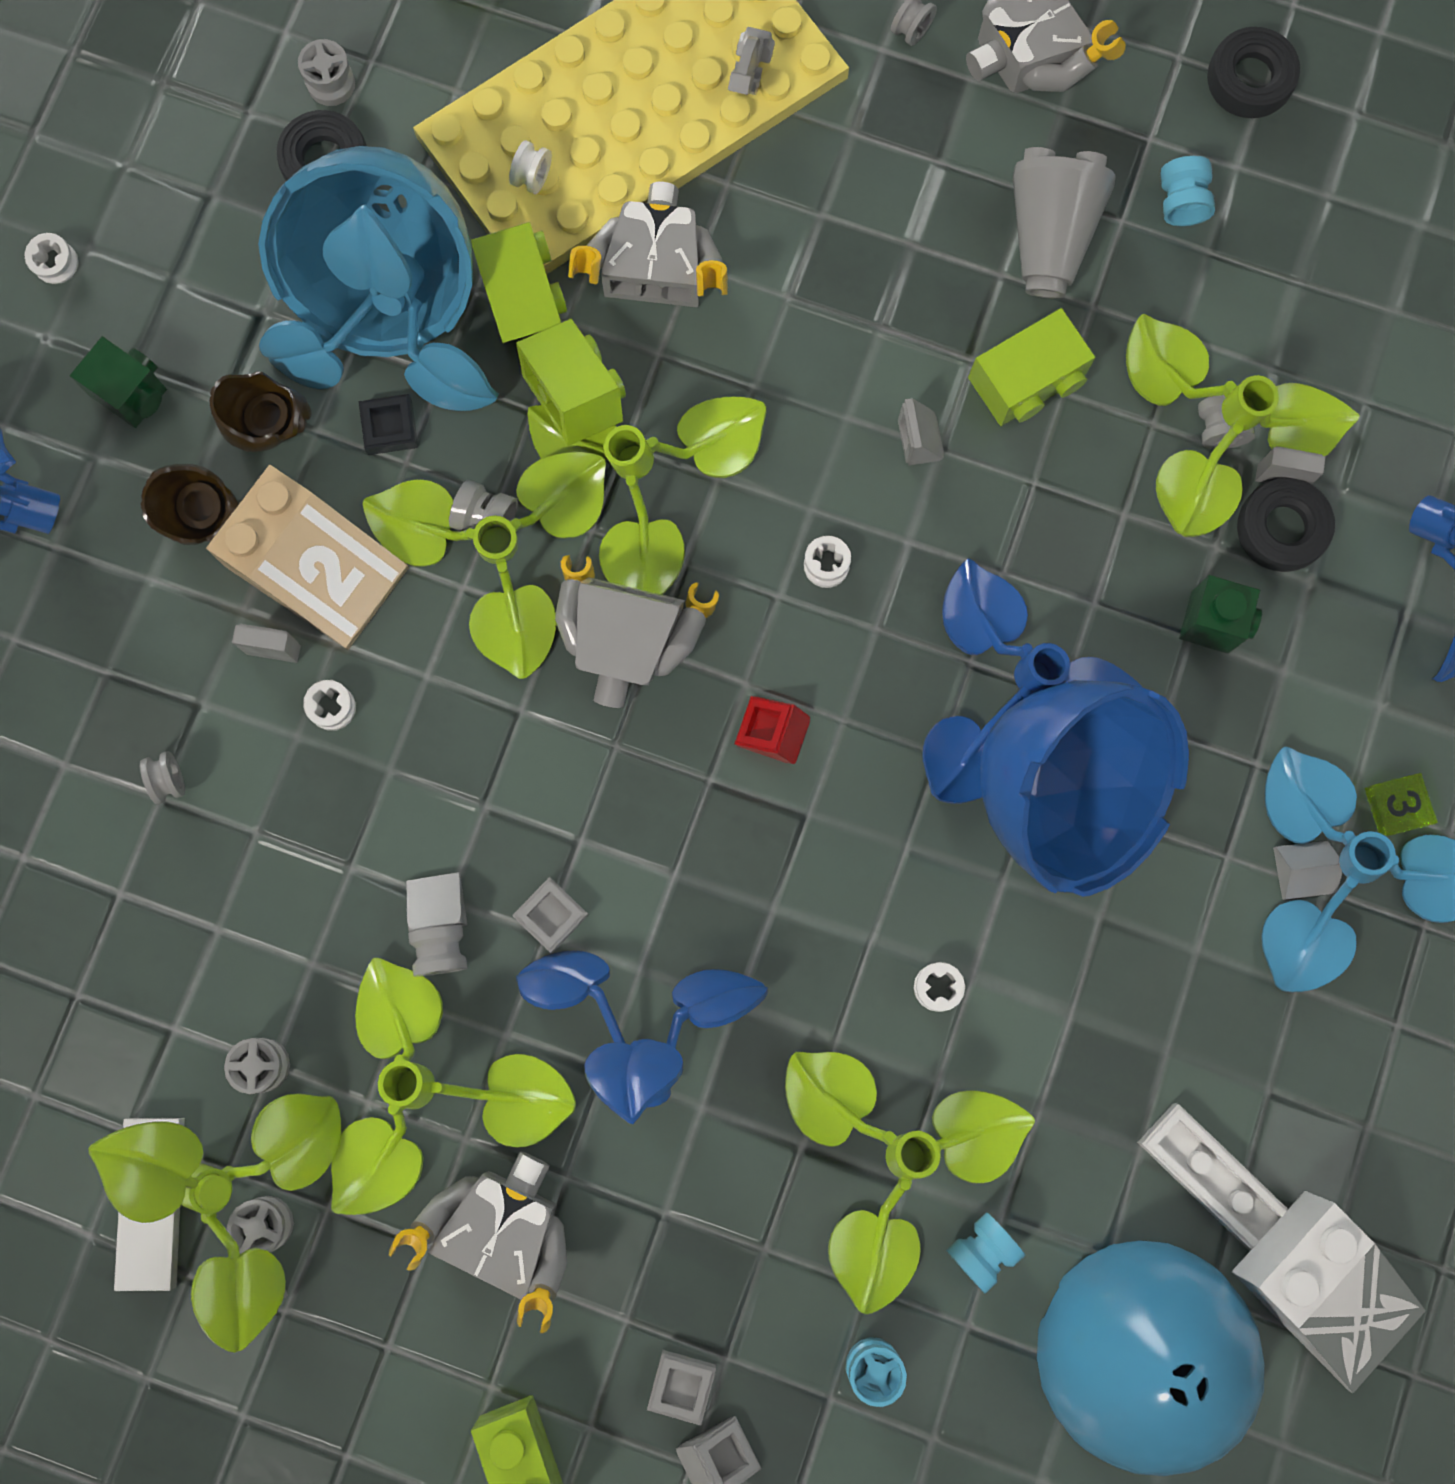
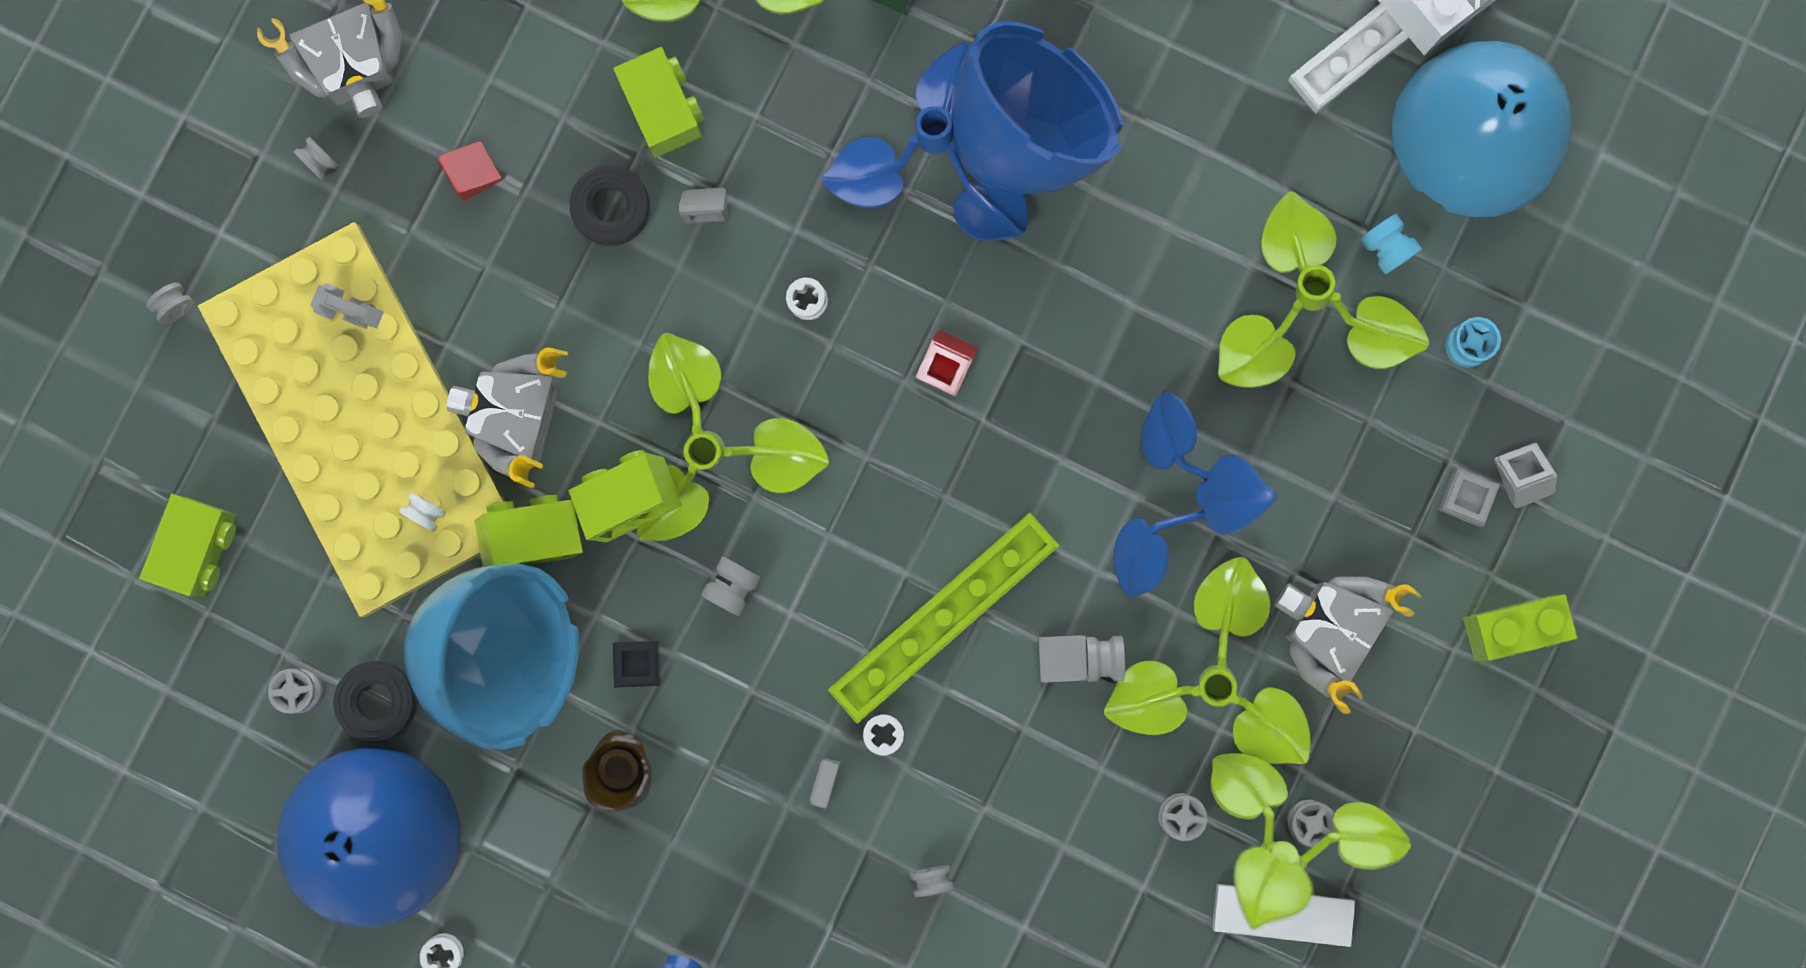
camera: 75 degrees left, 5 degrees up
(120, 381) = (571, 895): dark green brick -> none
(180, 175) = (400, 831): none -> blue piece
(186, 503) = (695, 838): dark brown hair -> none
(307, 557) = (753, 740): tan slope -> none
(368, 258) = (520, 642): dark azure plant -> none
(473, 760) = (943, 618): none -> lime tile
(510, 626) = (832, 573): lime plant -> none
(550, 915) = (1083, 564): light grey tile -> none
(625, 630) = (852, 474): light grey torso -> none
(905, 302) = (603, 179): none -> black tyre
(923, 178) = (469, 170): none -> slope
(939, 1003) = (1190, 255): white bush -> none
(1057, 215) = (528, 60): light grey cone -> none

